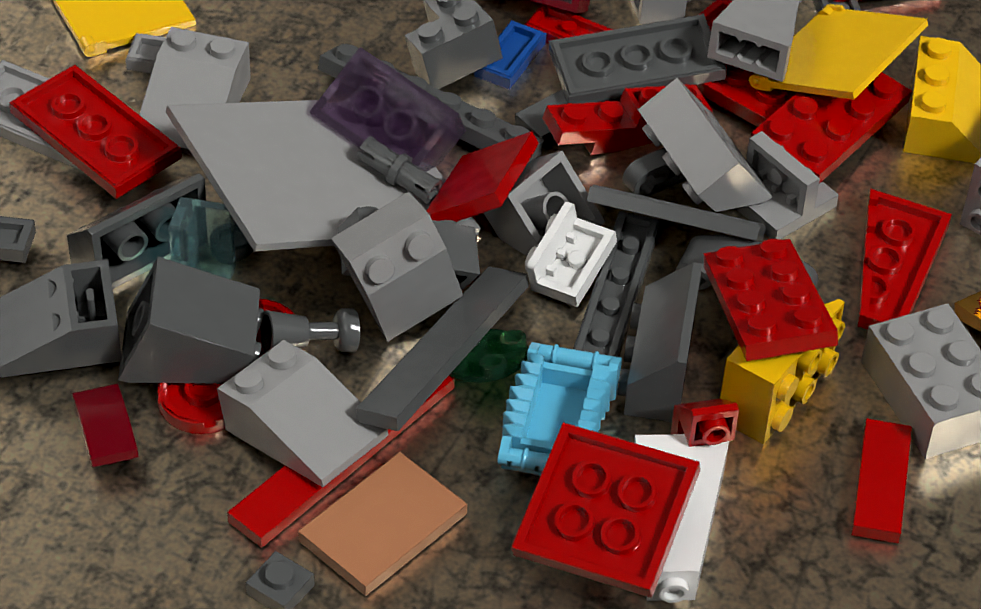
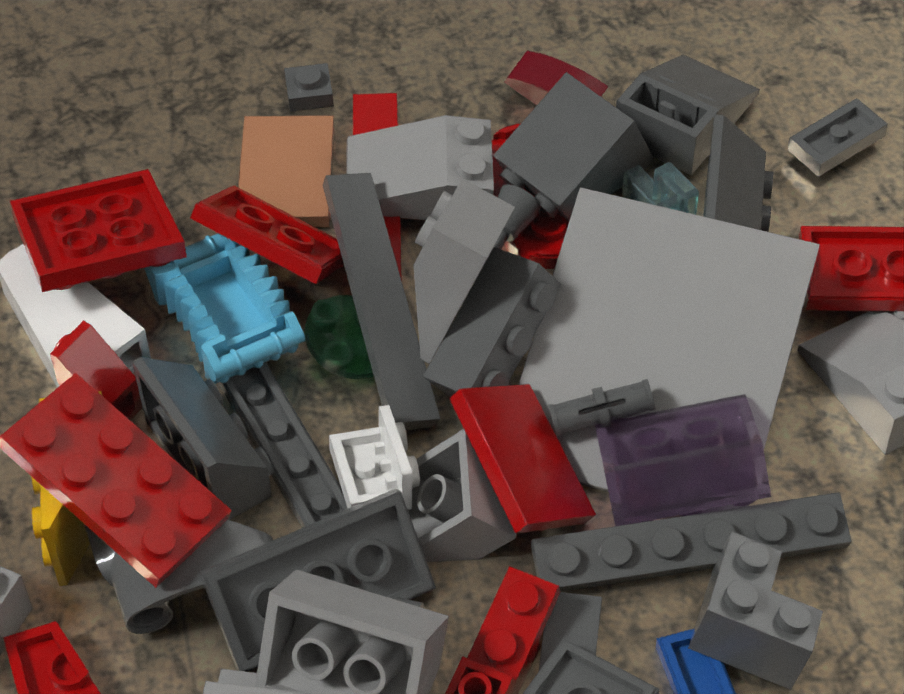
camera: 140 degrees right, 5 degrees up
(470, 437) = (270, 233): none -> red tile

